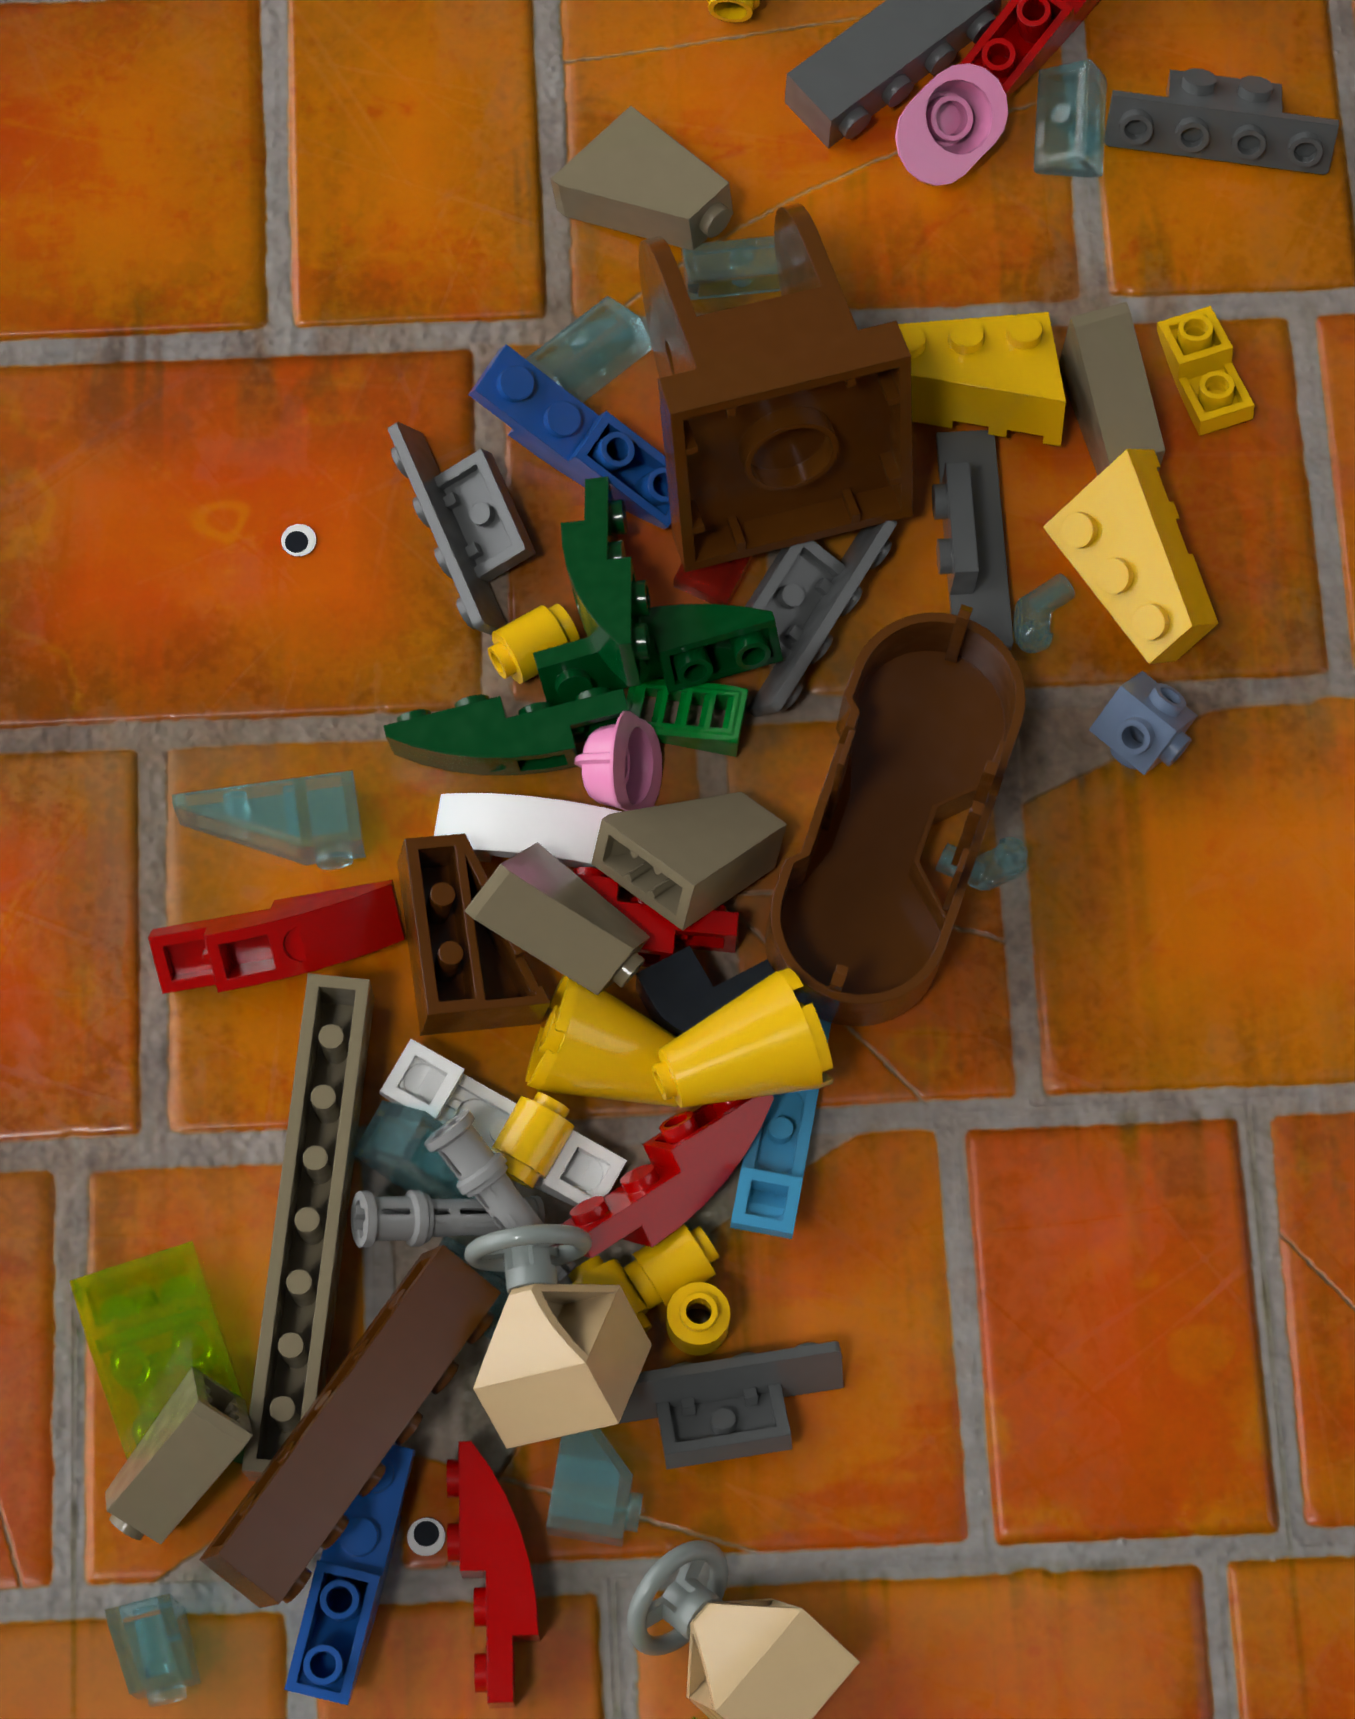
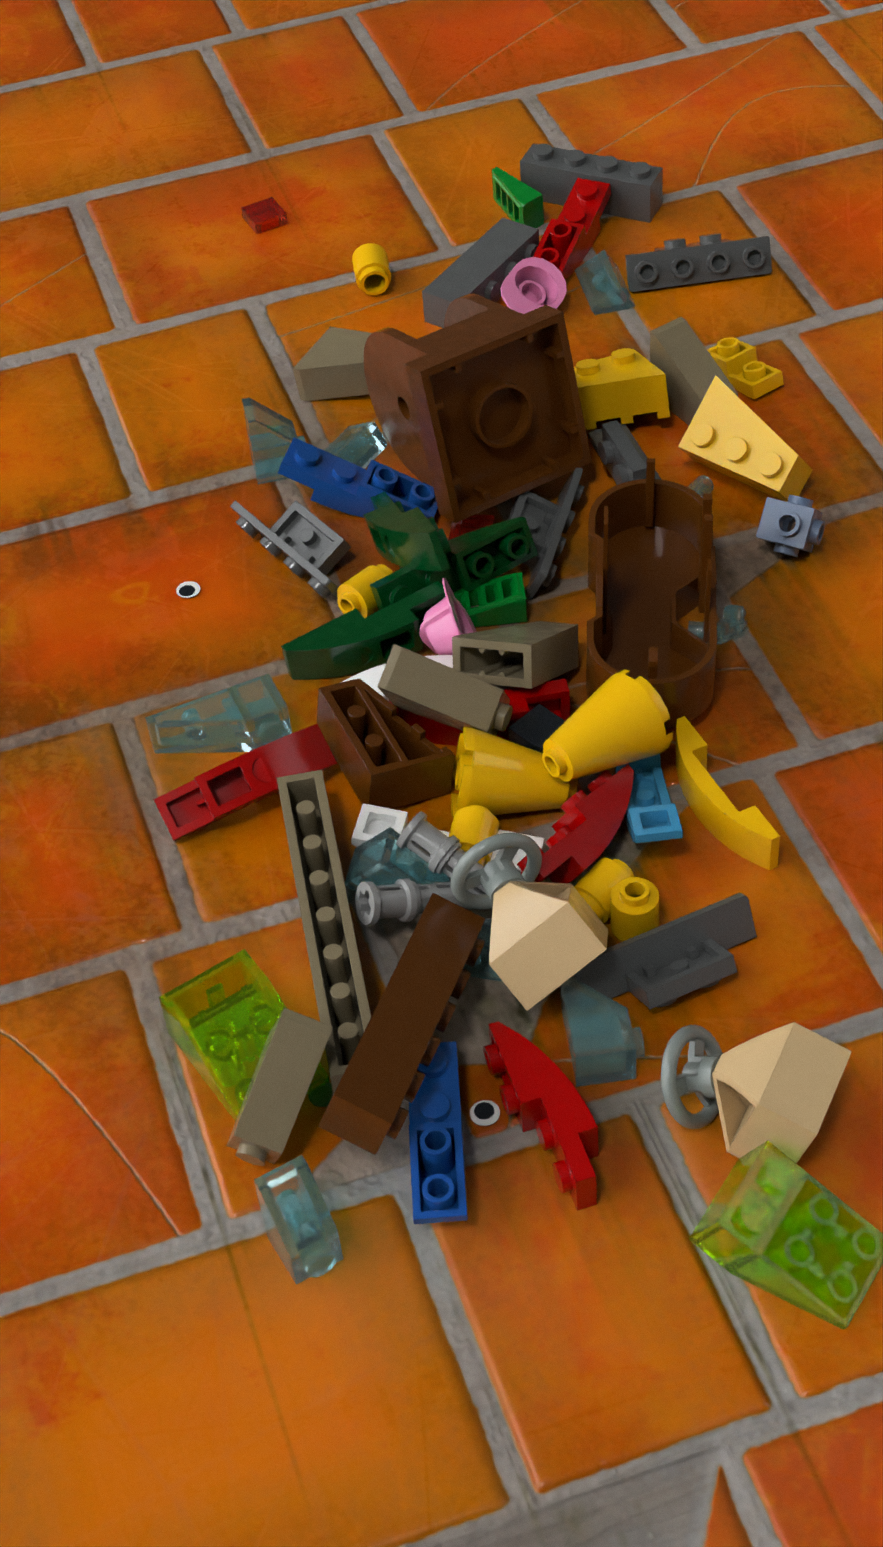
camera: 10 degrees left, 25 degrees down
(481, 316) = (268, 439): none -> clear light blue slope
(884, 1234) = (741, 831): none -> yellow slope

